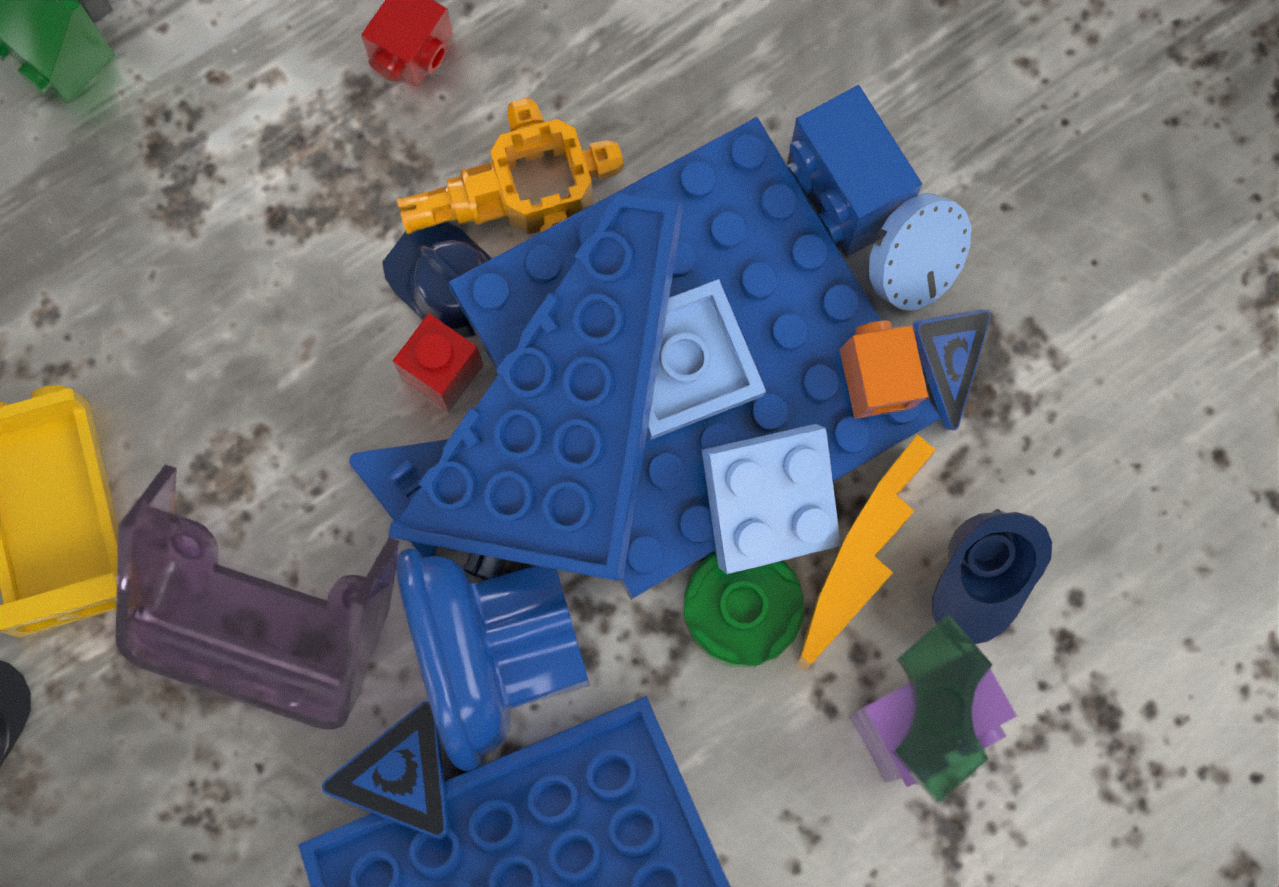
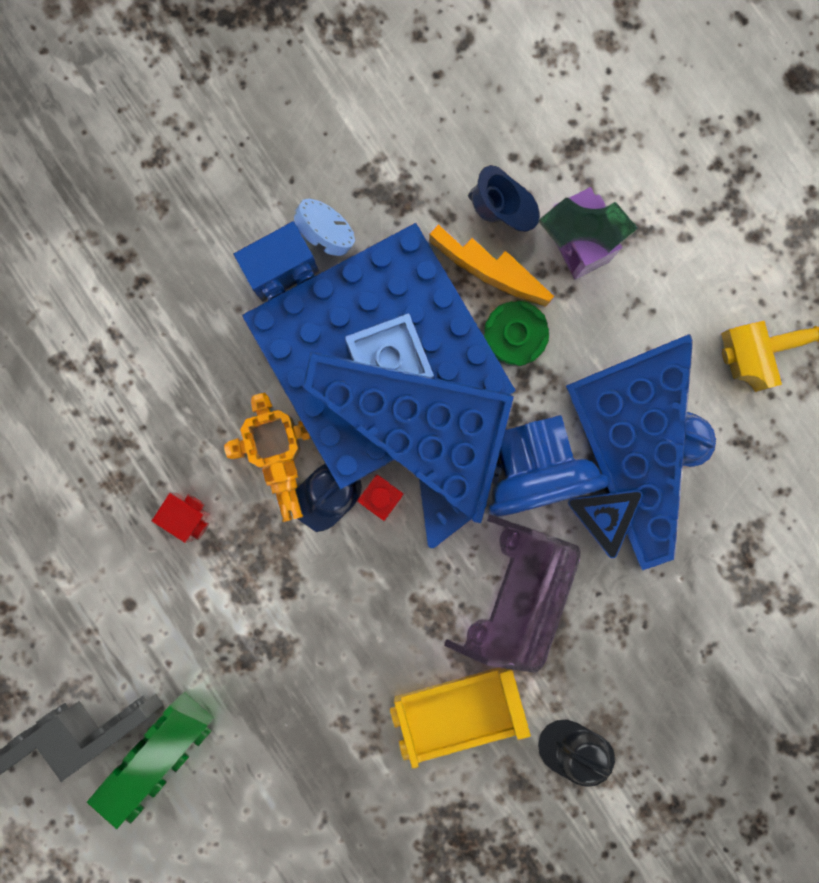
camera: 90 degrees left, 10 degrees up
(771, 498) = (464, 313): light blue plate -> none
(883, 369) = (395, 249): orange brick -> none
(949, 356) = (381, 215): piece -> none

